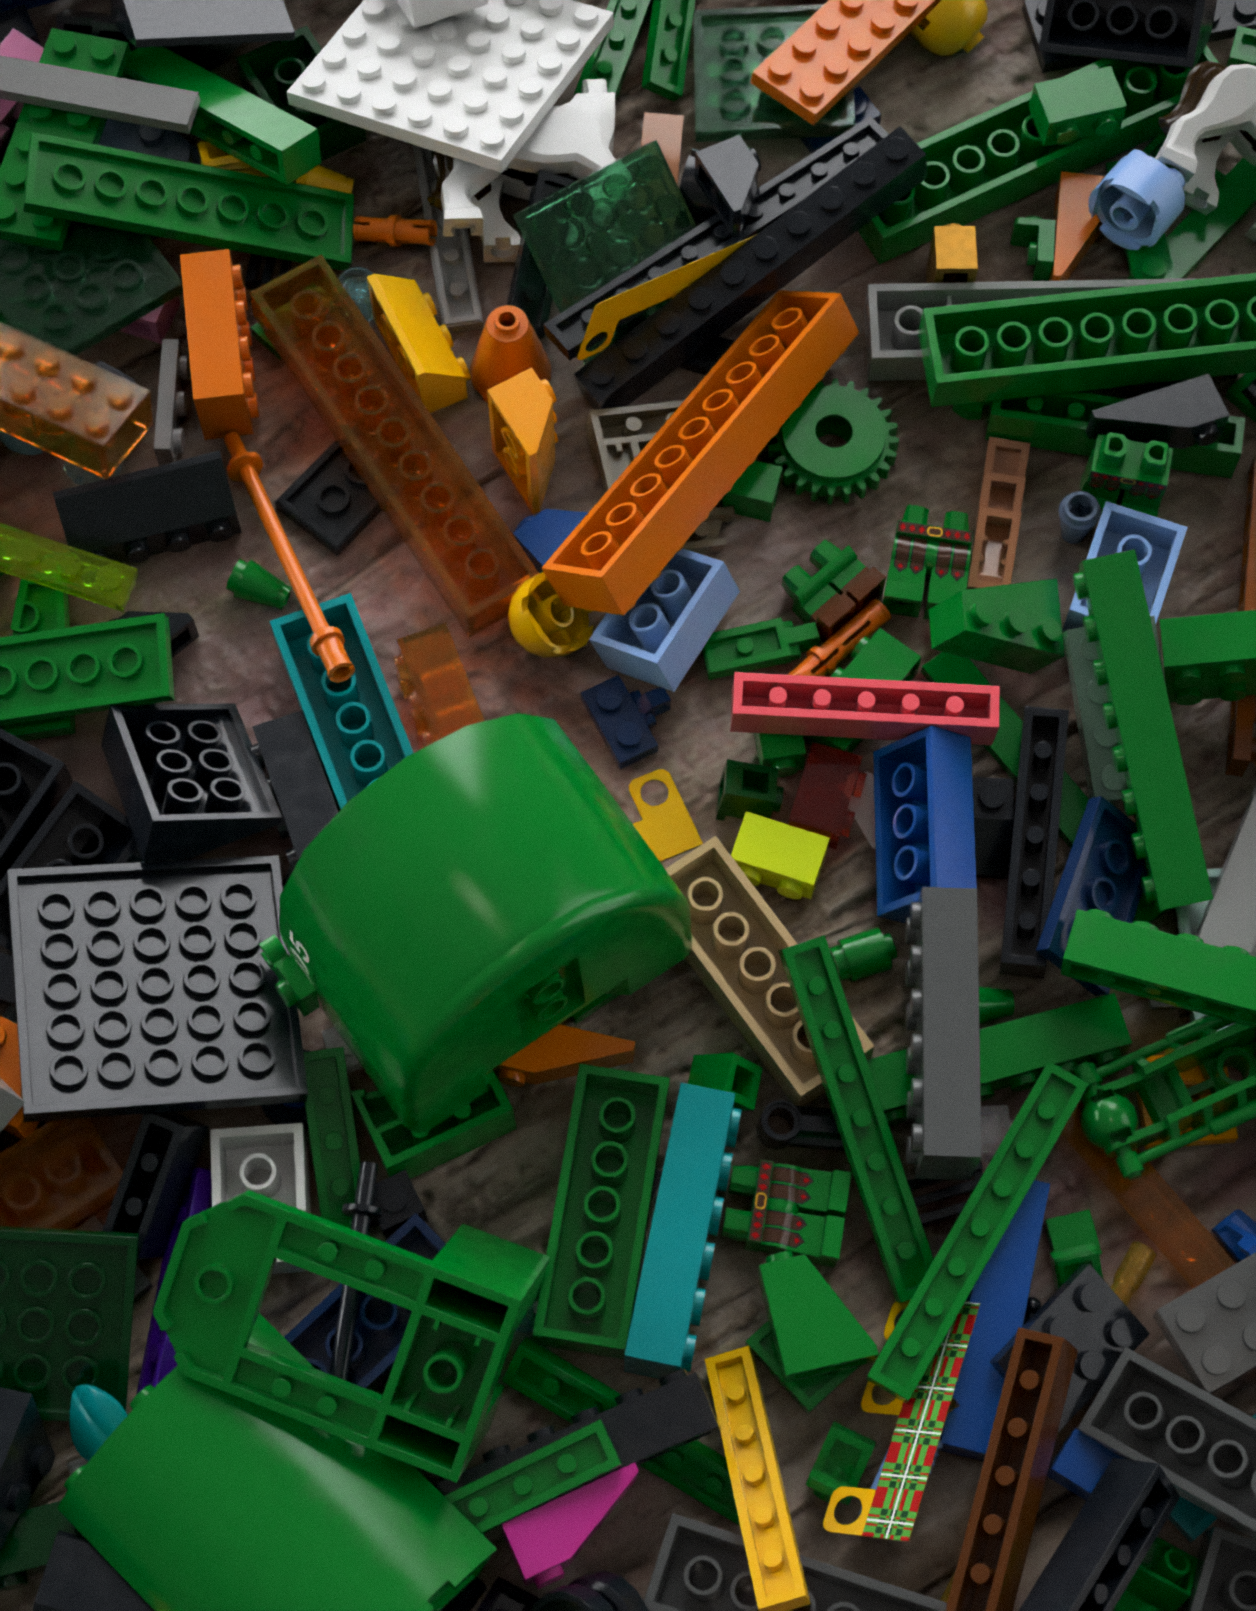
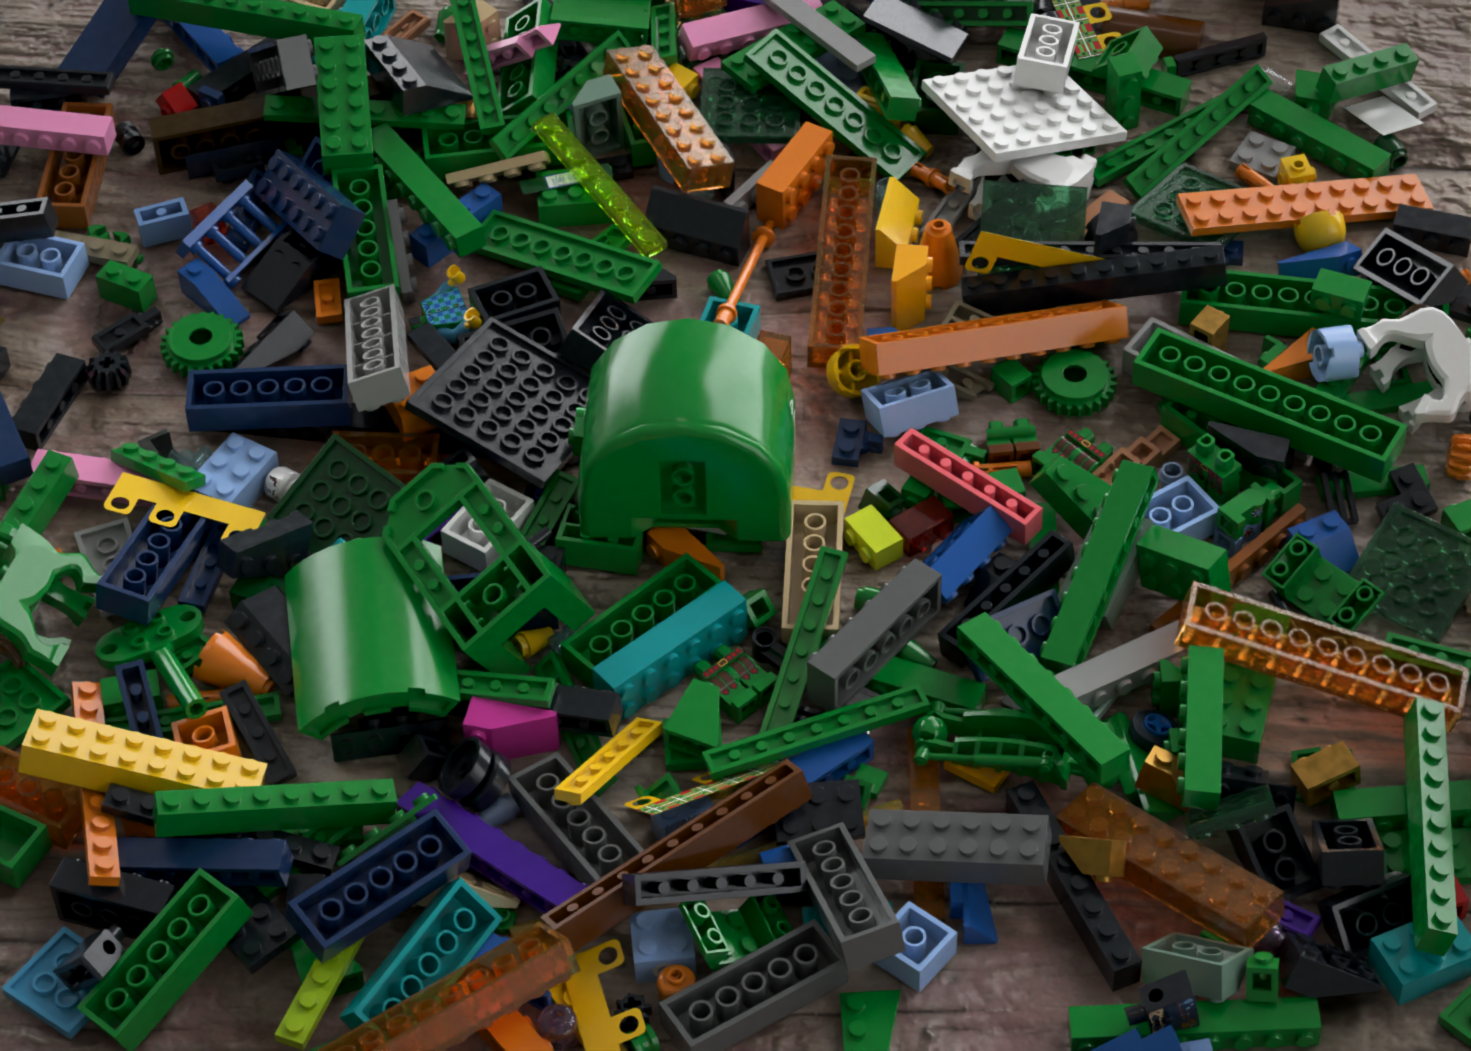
camera: 40 degrees right, 20 degrees down
(992, 65) = (1337, 258): none -> blue slope
(1209, 536) = (1245, 516): none -> green hips

